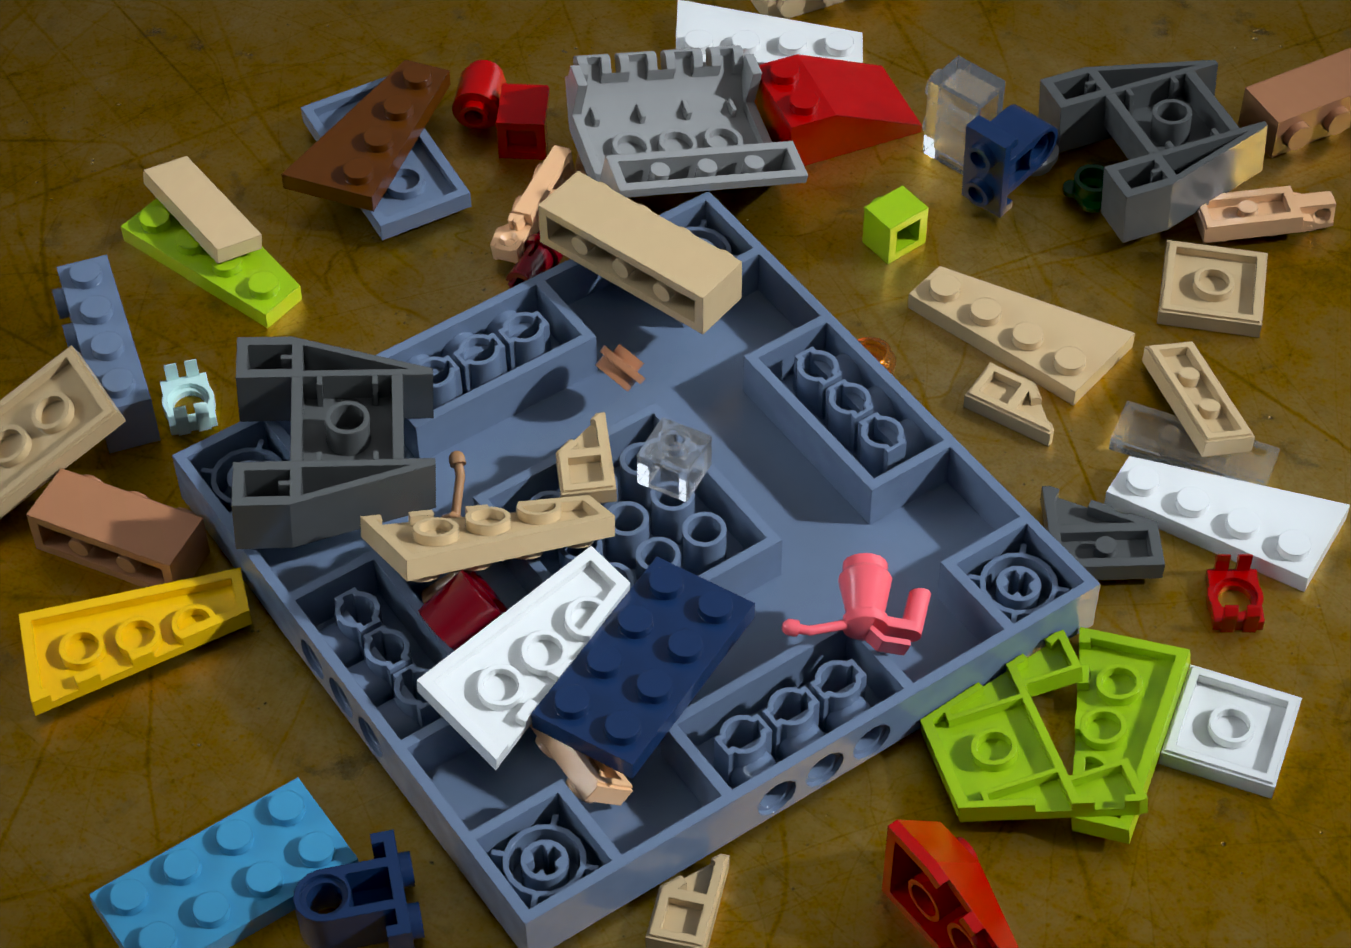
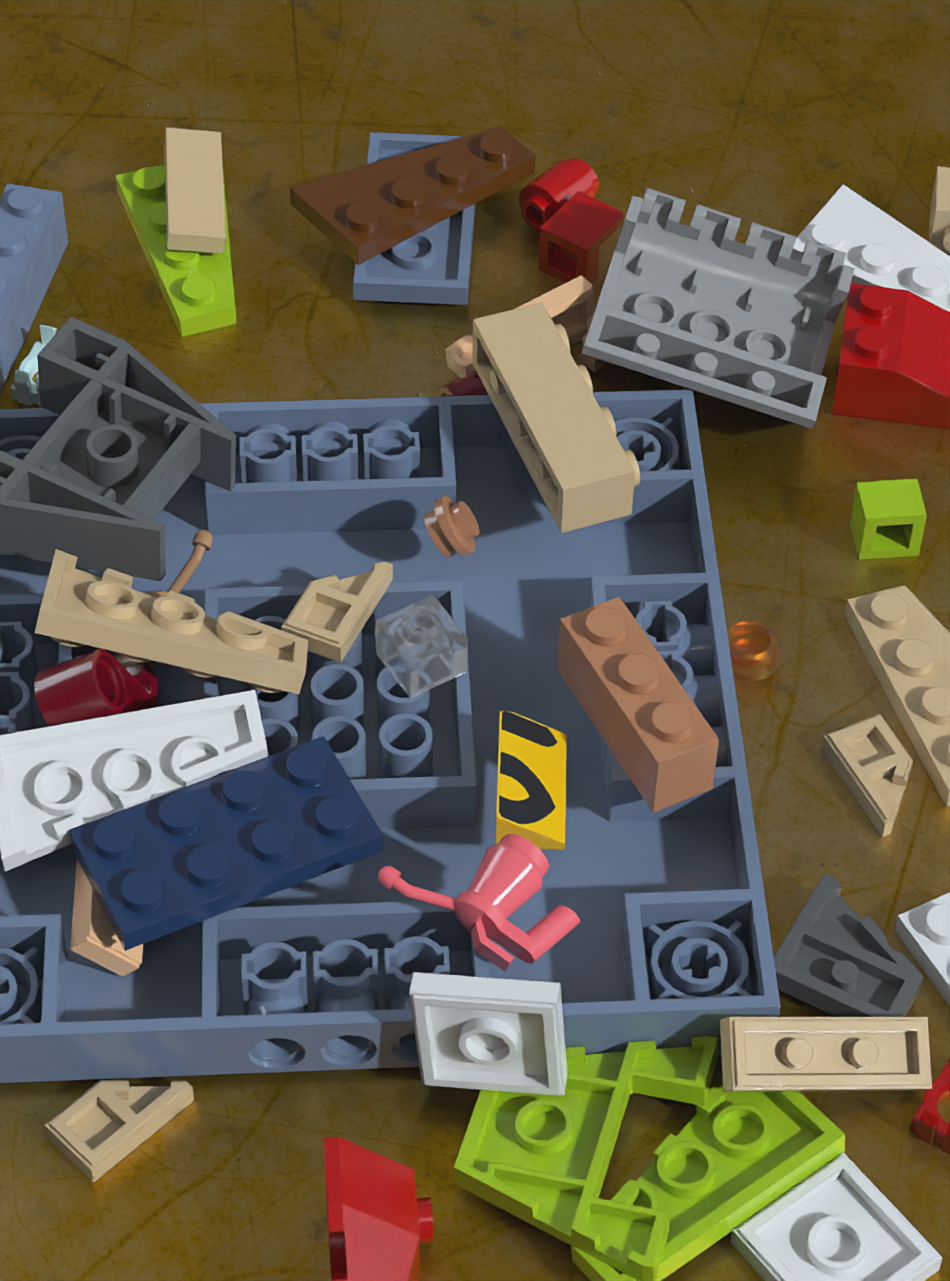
camera: 30 degrees right, 0 degrees up
(821, 518) = (531, 782): none -> yellow slope
(859, 425) = (637, 704): none -> nougat brick
(931, 700) = (489, 1033): none -> white tile
(1140, 603) = (825, 1054): none -> tan tile

